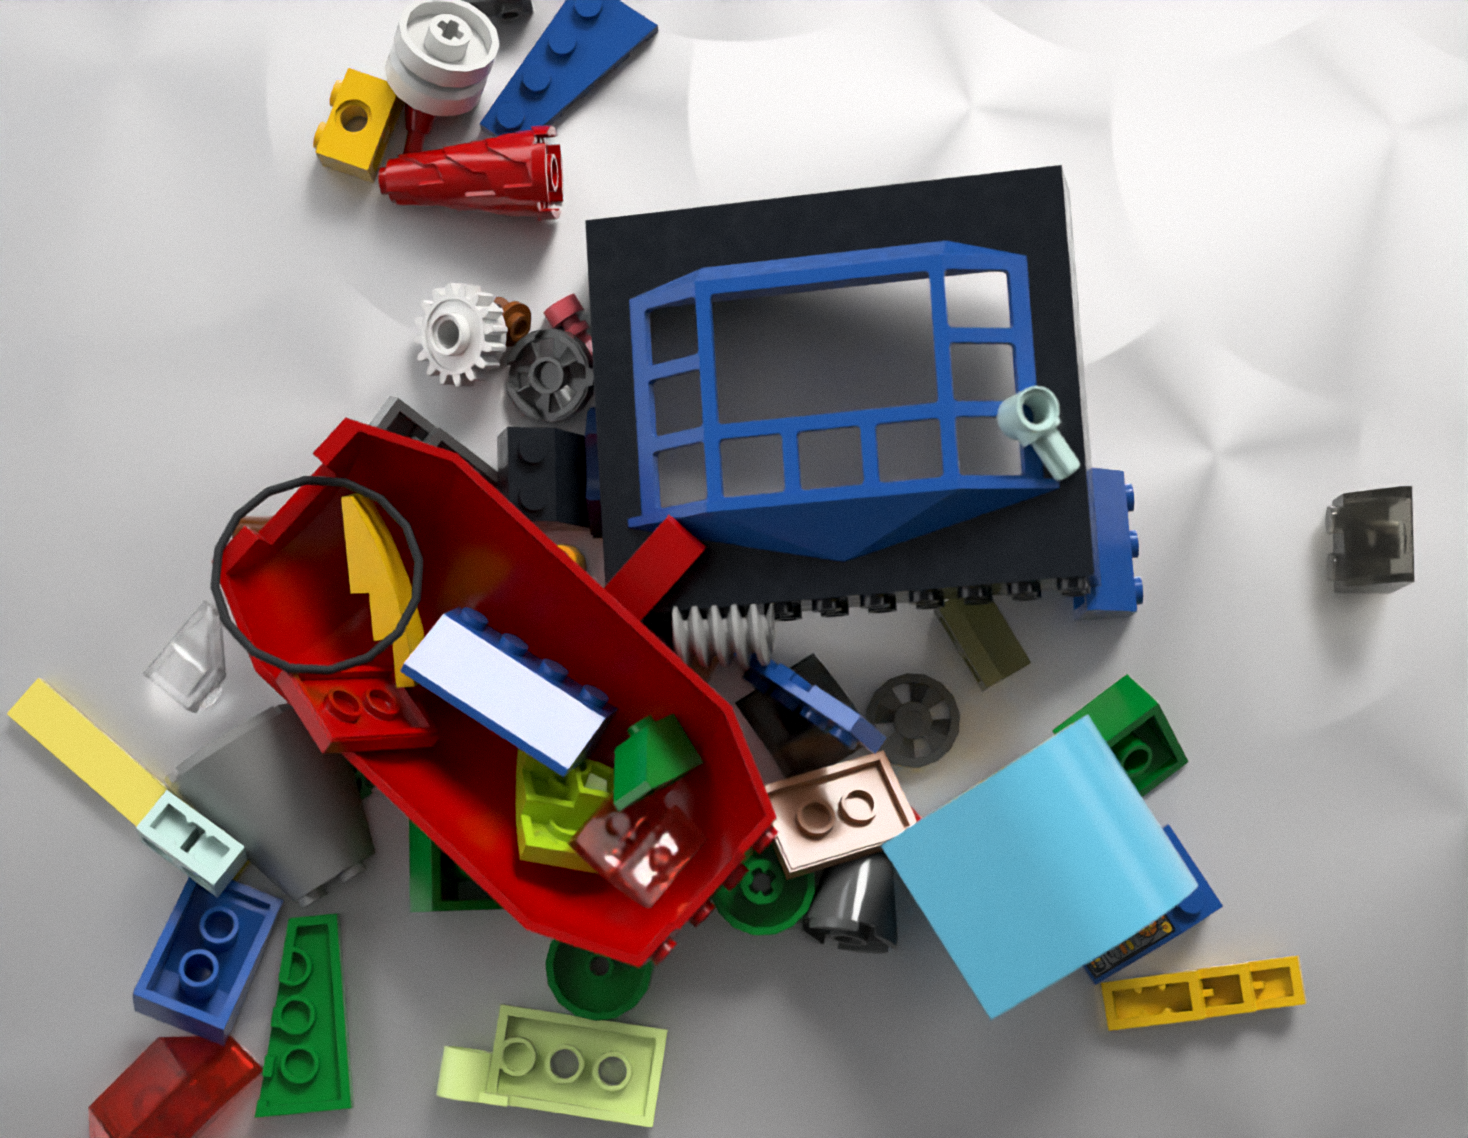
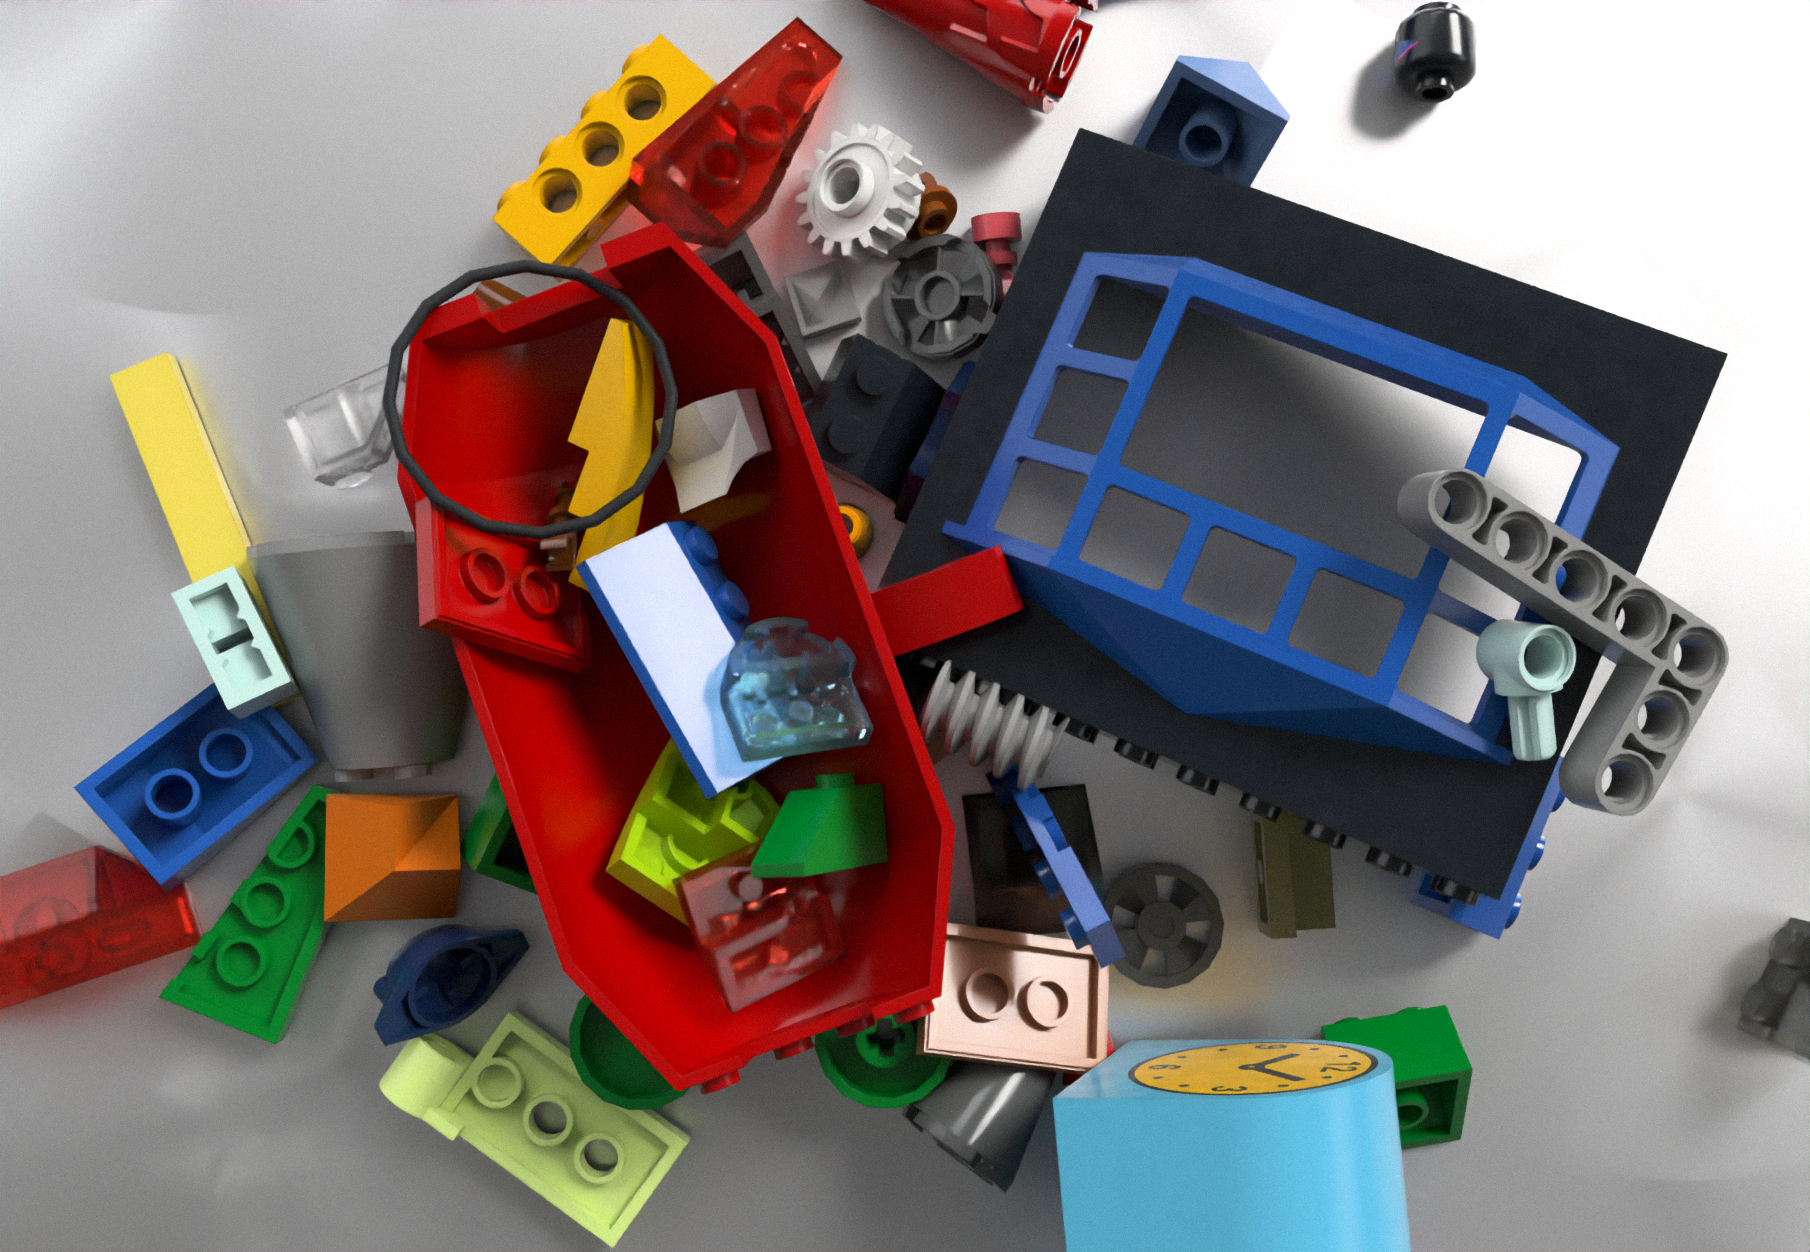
camera: 25 degrees right, 5 degrees up
(279, 323) = (649, 73): none -> yellow brick
(361, 344) = (733, 148): none -> clear red wedge
(368, 939) = (391, 856): none -> orange slope
(381, 665) = (562, 547): none -> reddish brown piece
(445, 1000) = (443, 978): none -> dark blue hat
(448, 549) = (712, 444): none -> white slope
(470, 417) = (822, 299): none -> light grey tile
(583, 680) = (791, 692): none -> clear light blue slope
(671, 169) = (1214, 118): none -> medium blue slope
(796, 49) = (1436, 51): none -> black head
(1051, 370) = (1586, 611): none -> light grey beam

